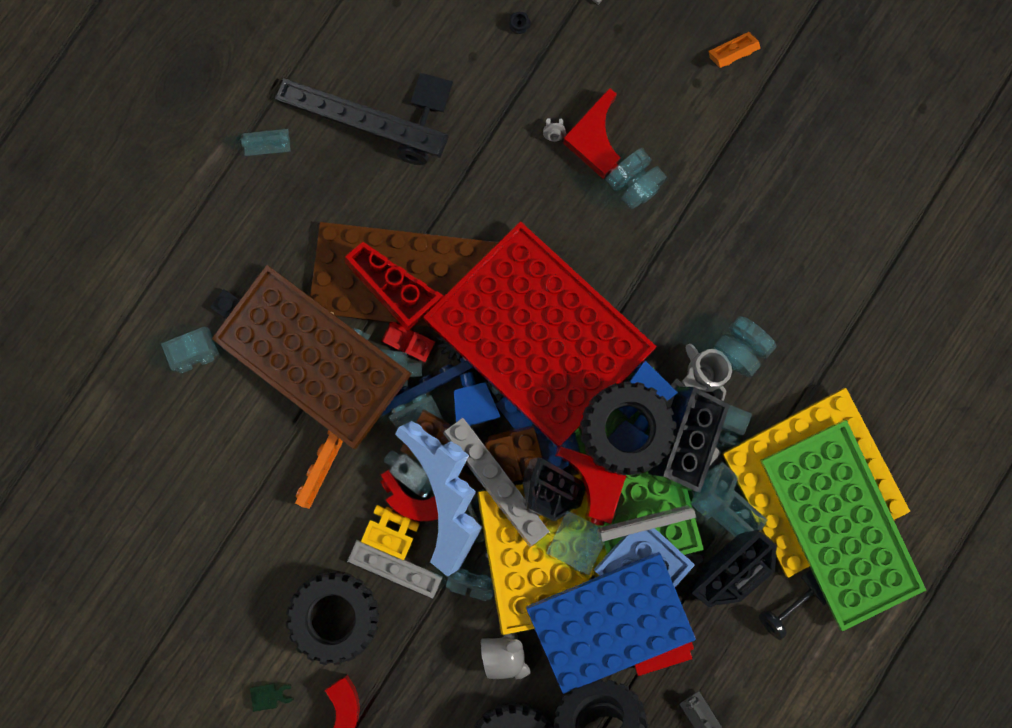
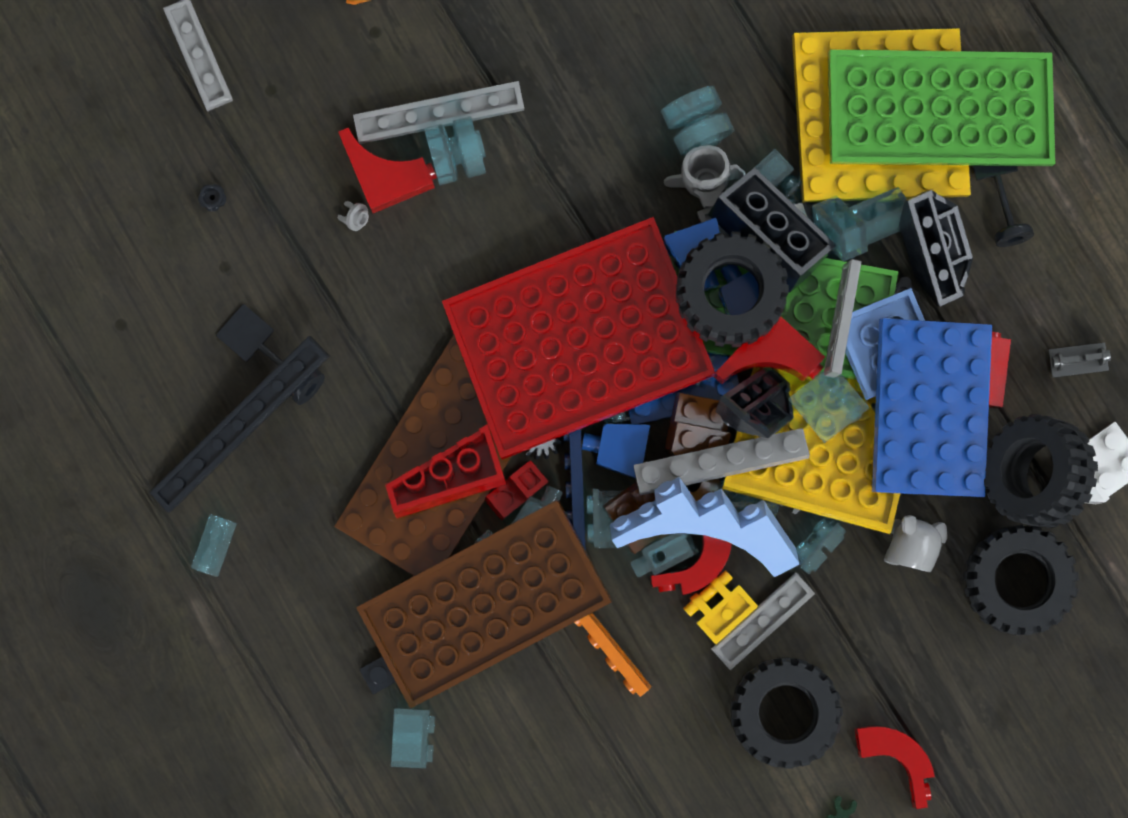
camera: 60 degrees left, 0 degrees up
(648, 138) = (442, 110): none -> light grey plate

